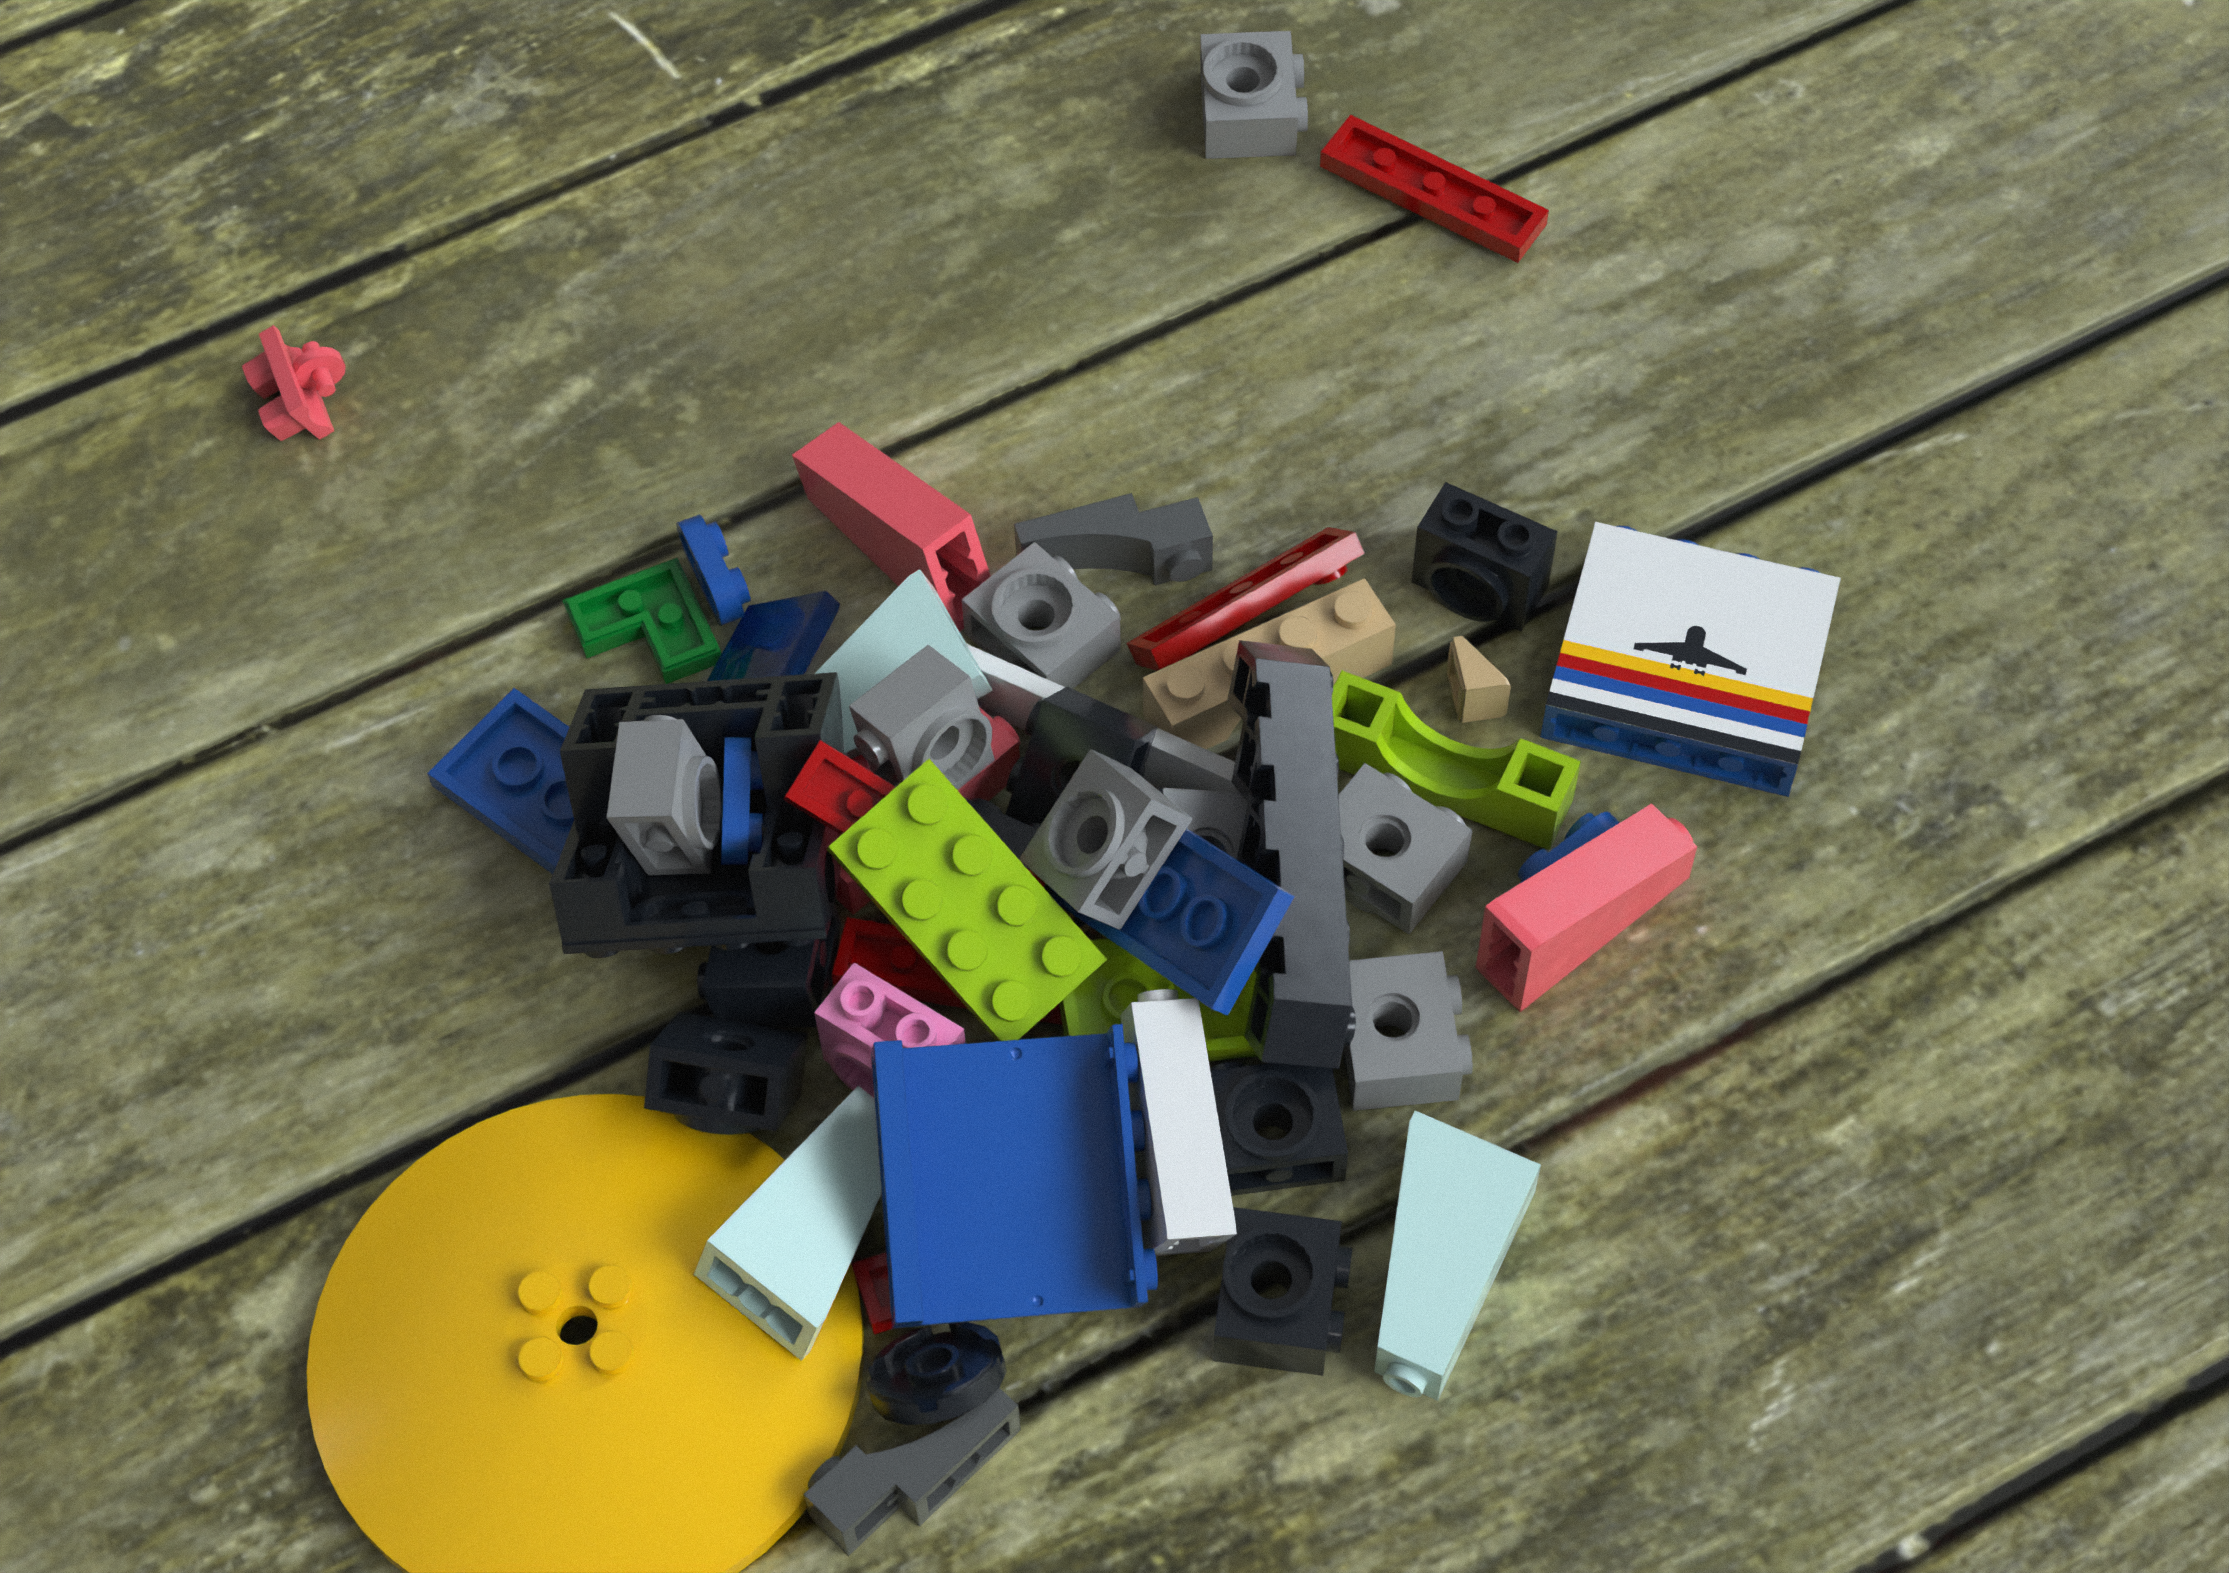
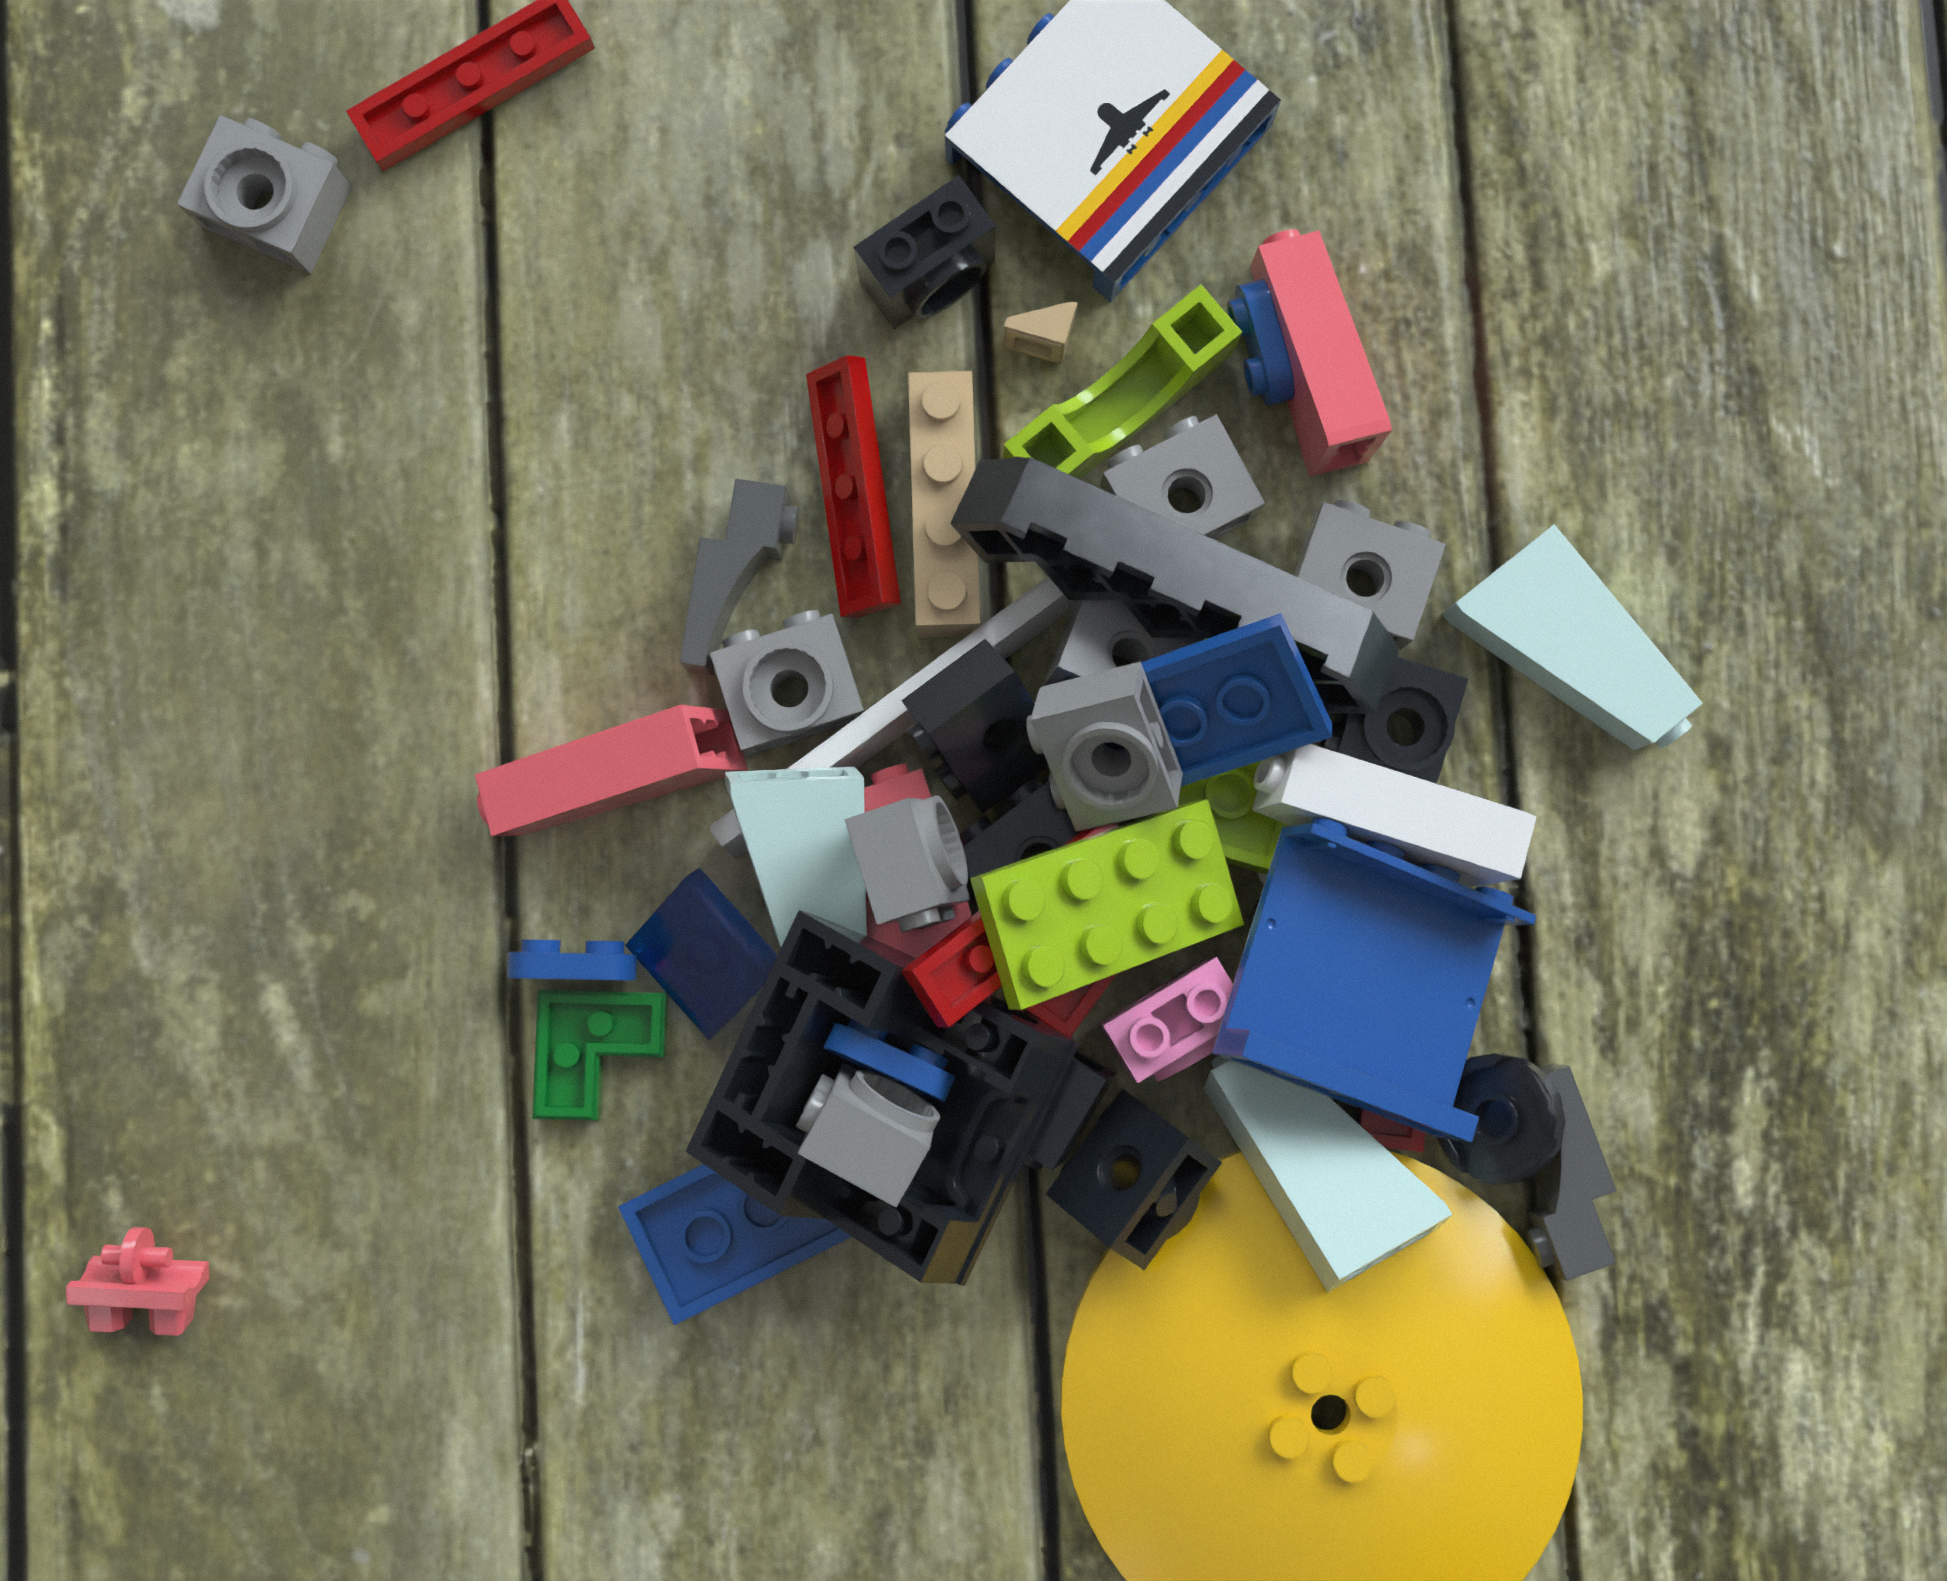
camera: 65 degrees left, 25 degrees up
(1296, 1327) = (1584, 787): black brick -> none

